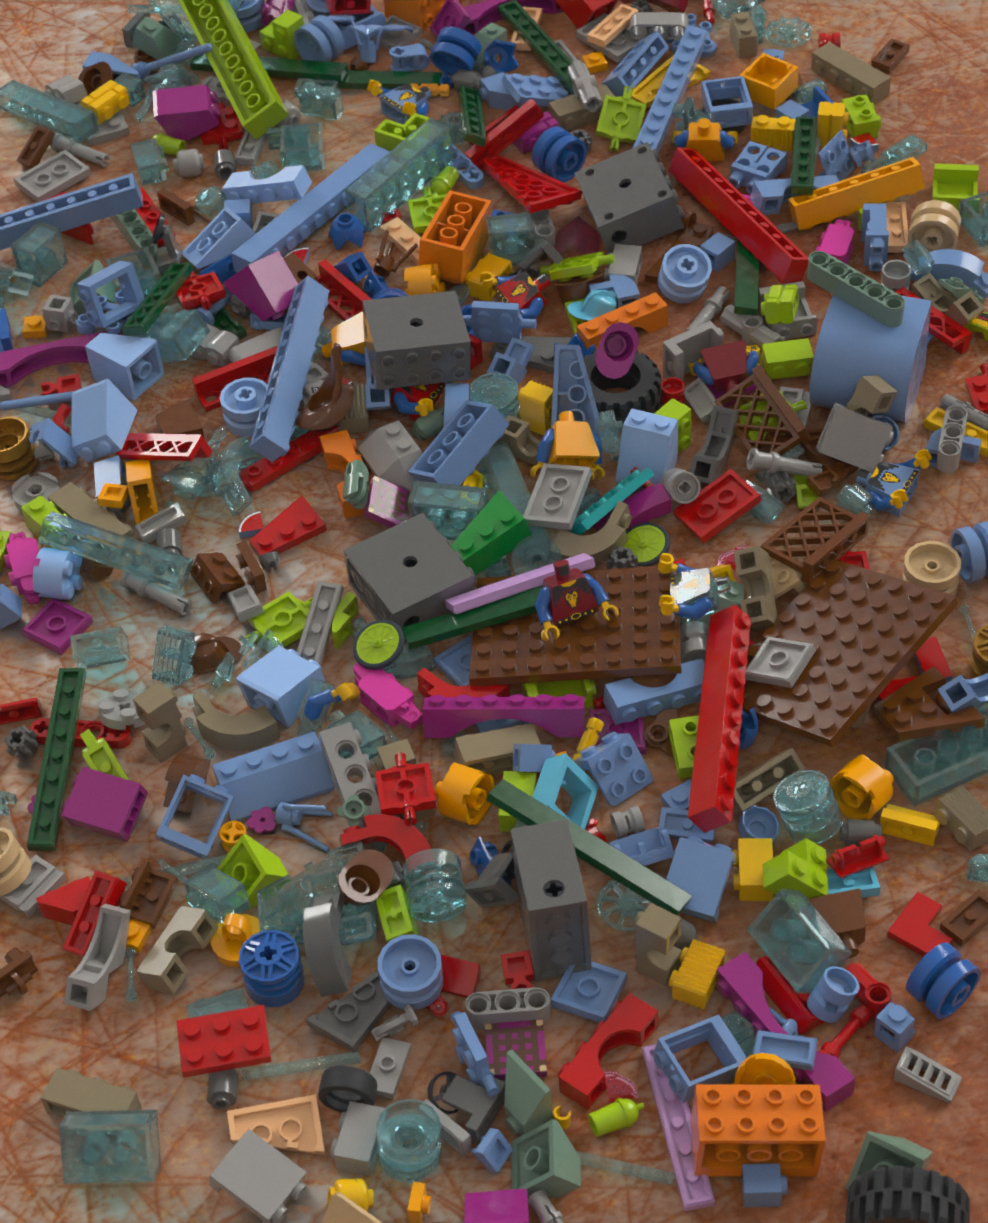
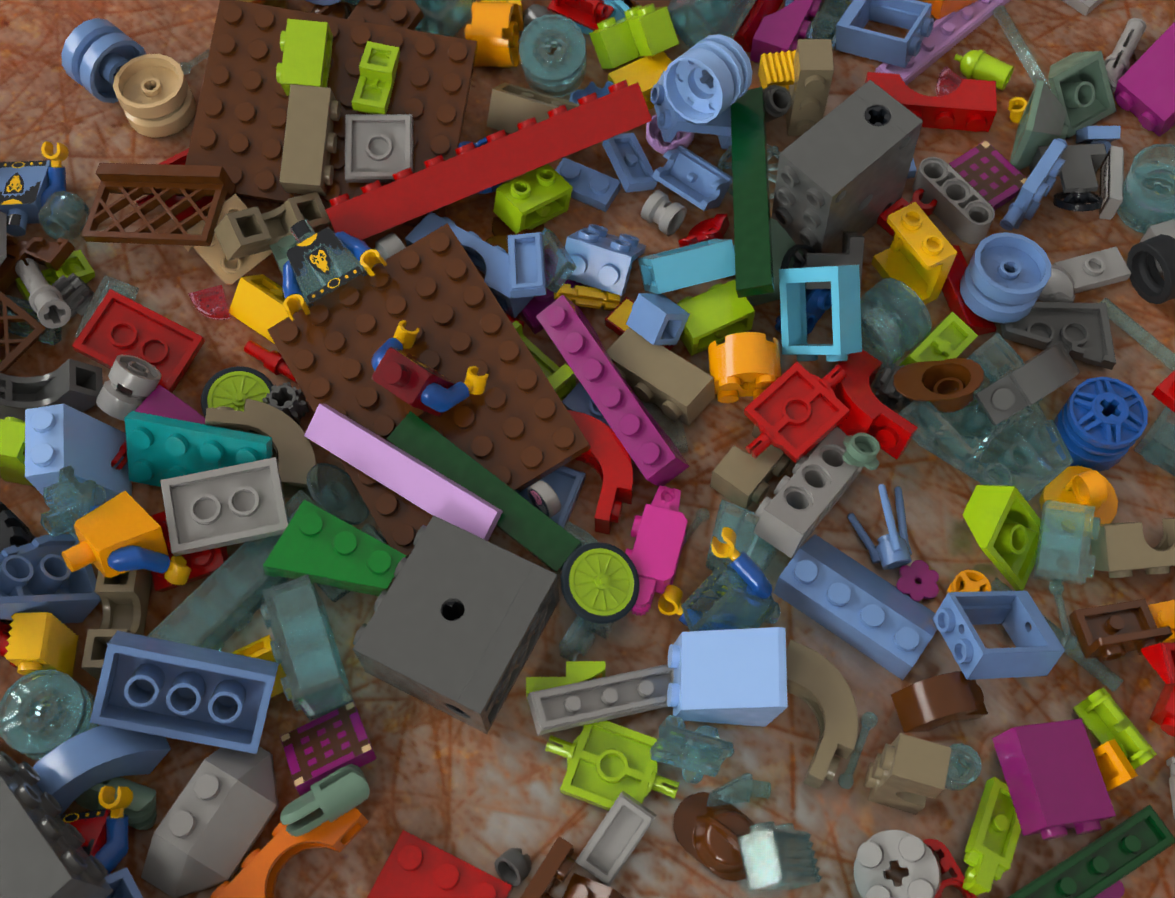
camera: 125 degrees left, 15 degrees up
(87, 841) = (1113, 764): none -> light orange plate
(105, 861) = (1109, 722): none -> lime hinge
(146, 777) = (958, 776): none -> clear light blue wheel
(456, 651) = (544, 498): none -> light grey tile
(462, 834) = (845, 312): none -> medium azure window
(469, 929) = (917, 254): none -> yellow panel
(622, 701) = (526, 265): none -> medium blue tile
(623, 724) = (557, 261): none -> clear light blue tile
(692, 856) = (707, 78): none -> light blue wheel
(805, 618) = (309, 140): none -> dark tan brick
(829, 668) = (376, 78): none -> lime slope
(865, 625) = (305, 54): none -> lime brick

